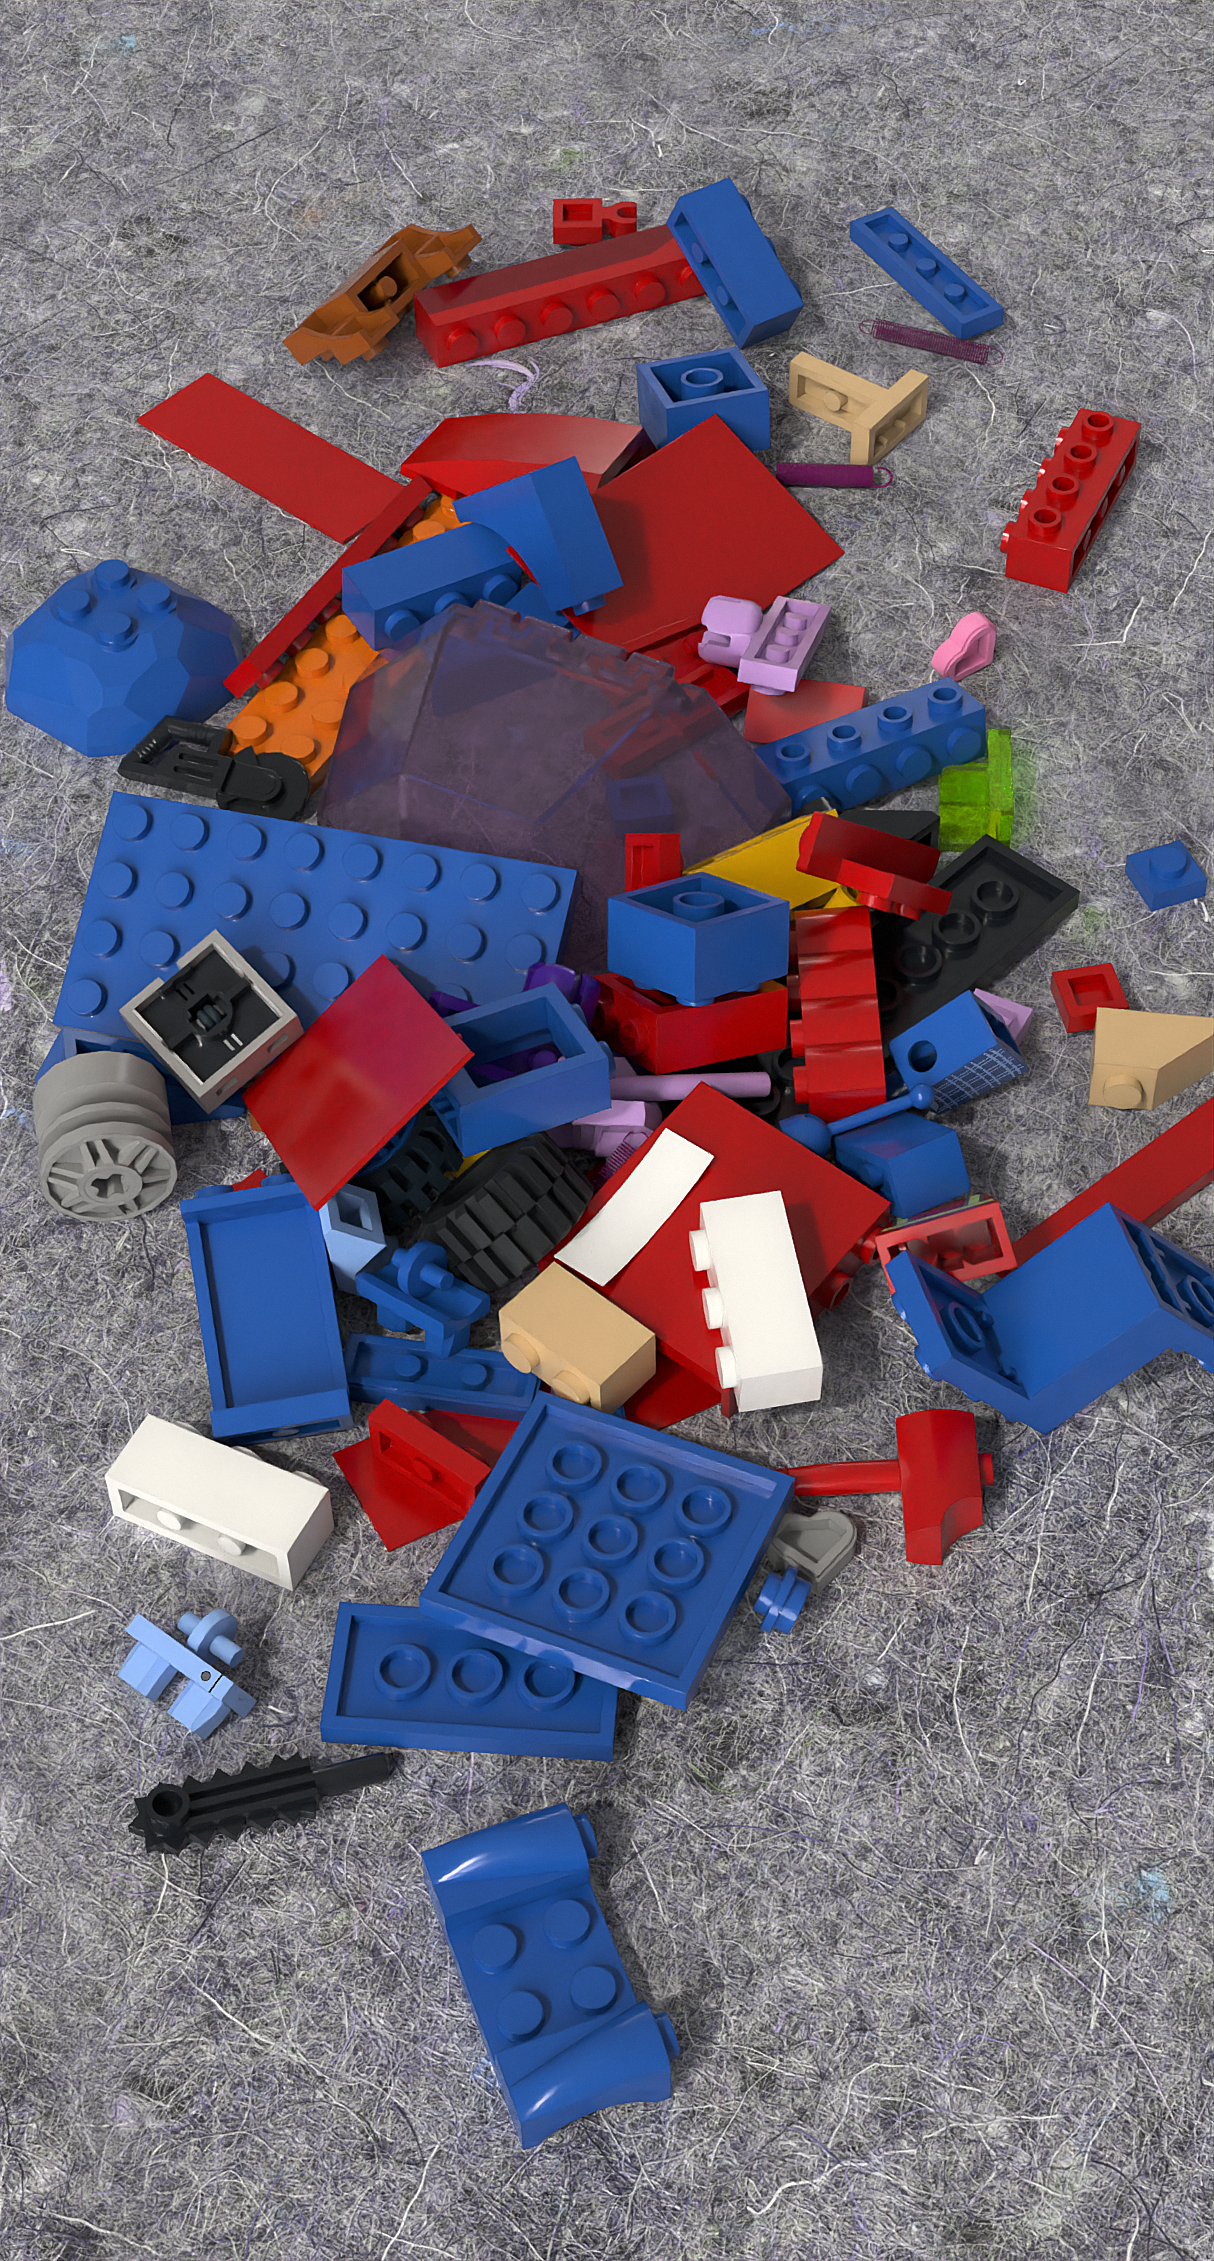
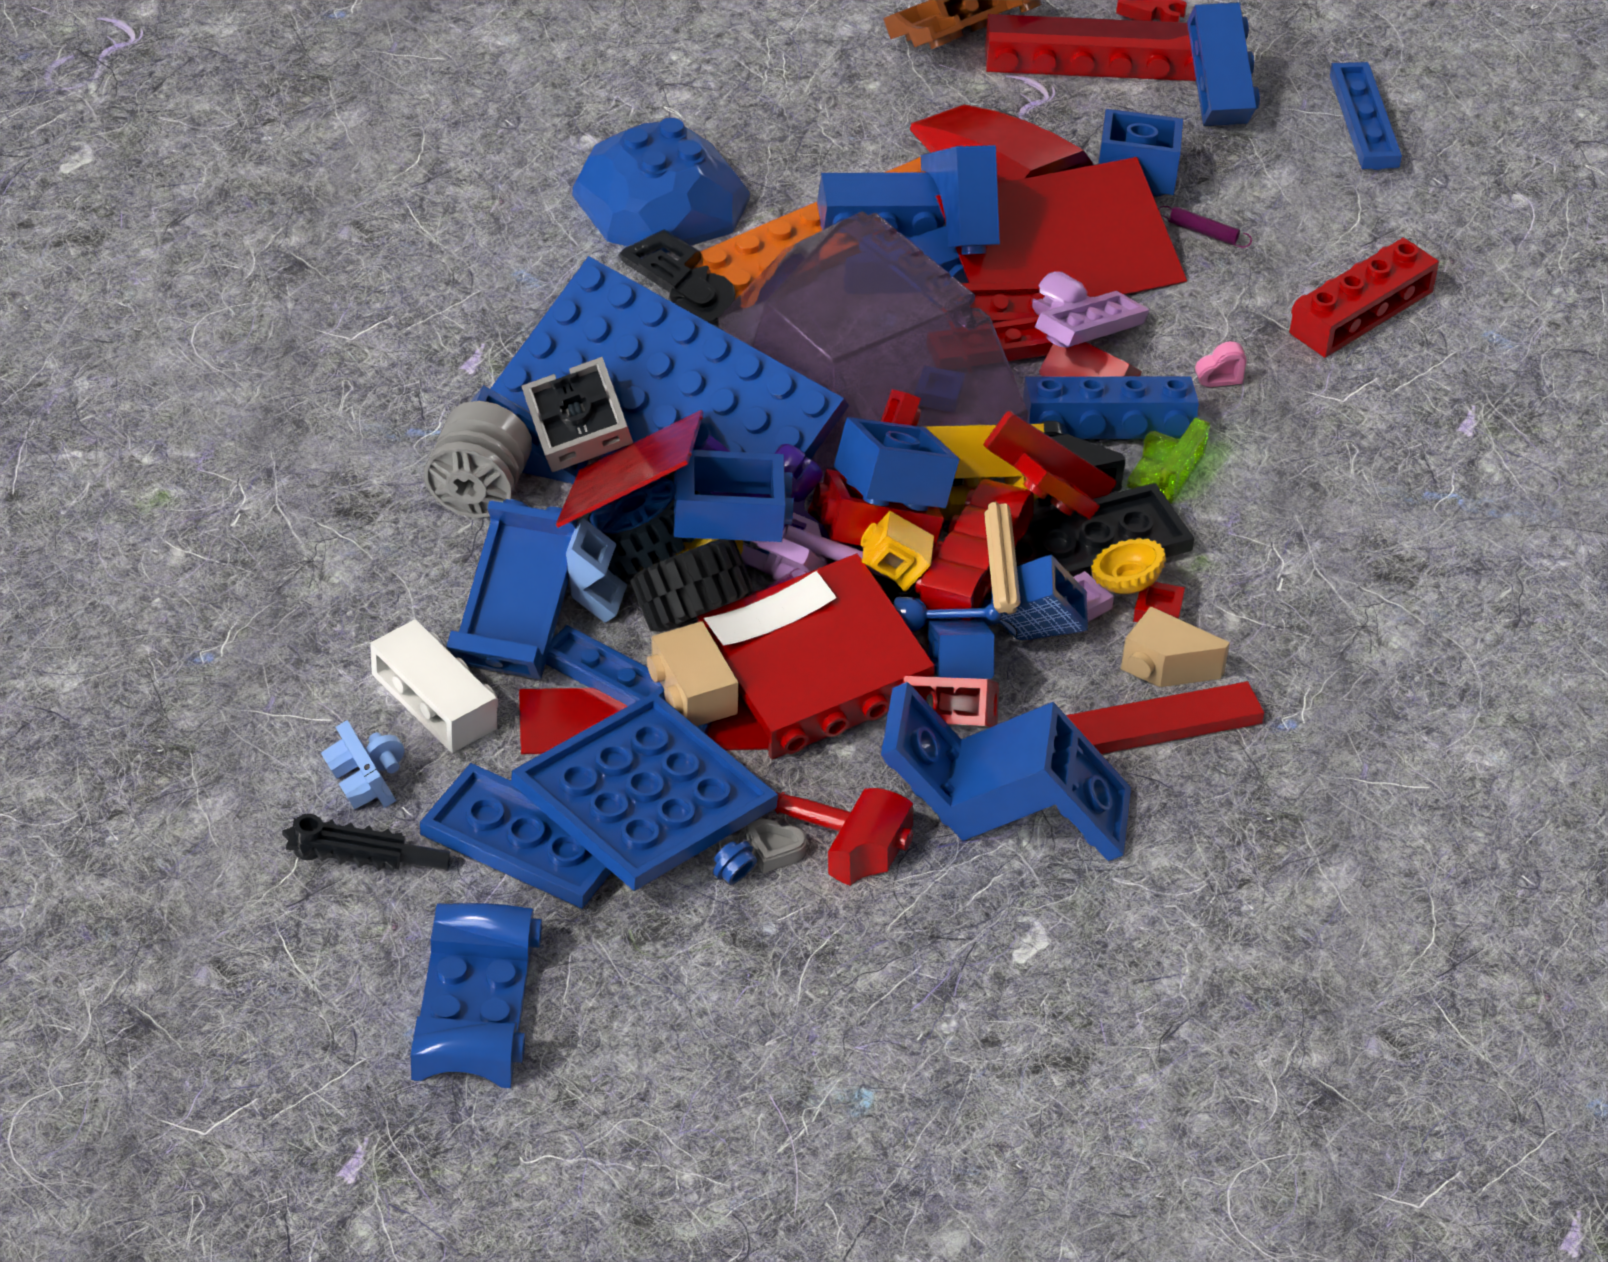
camera: 20 degrees right, 5 degrees down
(273, 457) = (839, 94): red window -> none
(321, 600) = (805, 192): red plate -> none
(422, 1293) = (618, 617): blue hips -> none
(427, 1458) = (566, 700): red plate -> none
(755, 1056) = (897, 549): none -> yellow window
(757, 1302) = (809, 686): white brick -> none
(870, 412) = (1258, 197): tan bracket -> none
(899, 1017) = (1002, 558): none -> tan axle
(923, 333) = (1310, 137): magenta piece -> none
(1035, 960) = (1129, 565): none -> yellow hat
(1166, 875) = (1265, 552): blue plate -> none

